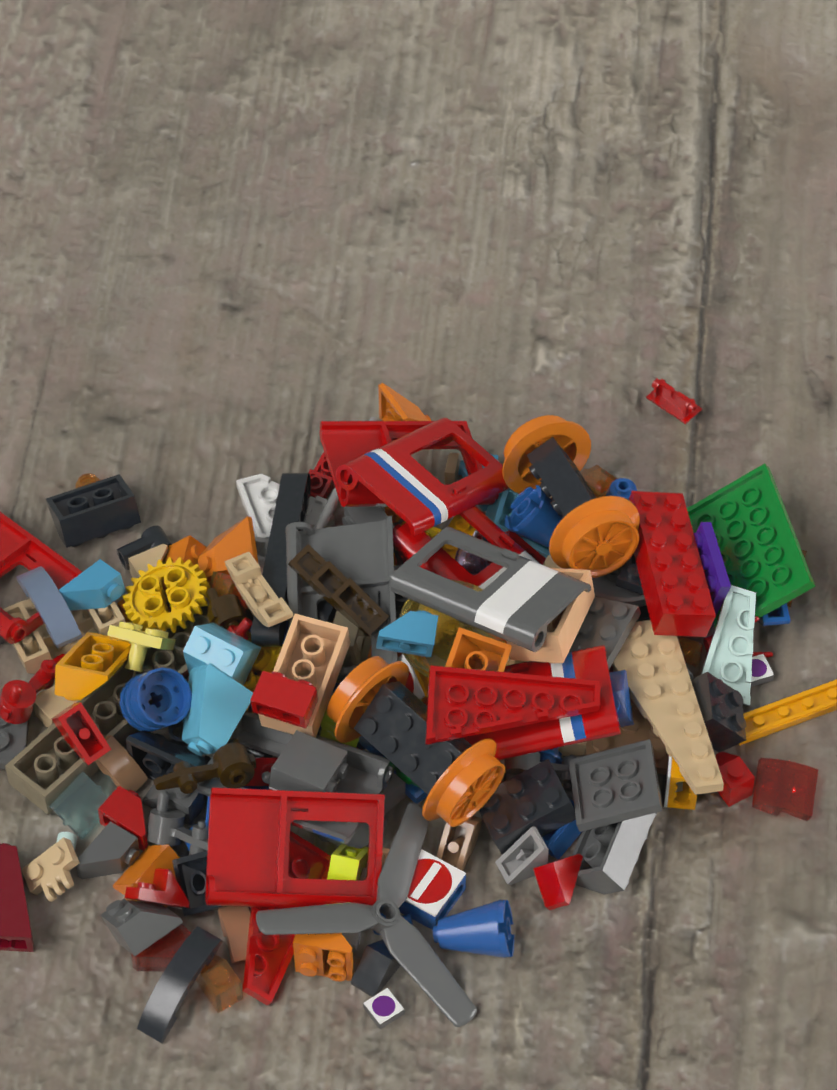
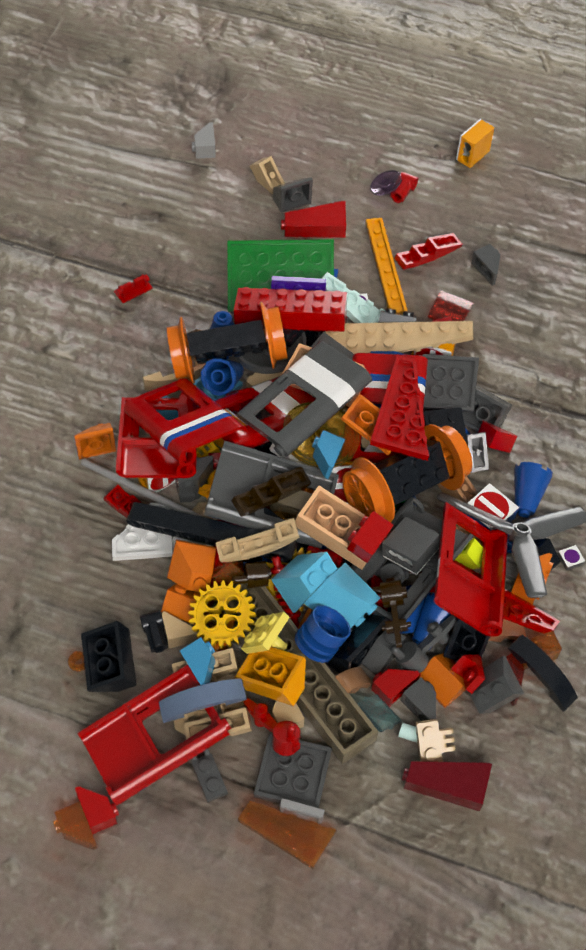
camera: 80 degrees left, 5 degrees up
(81, 733) = (335, 691): red slope -> none

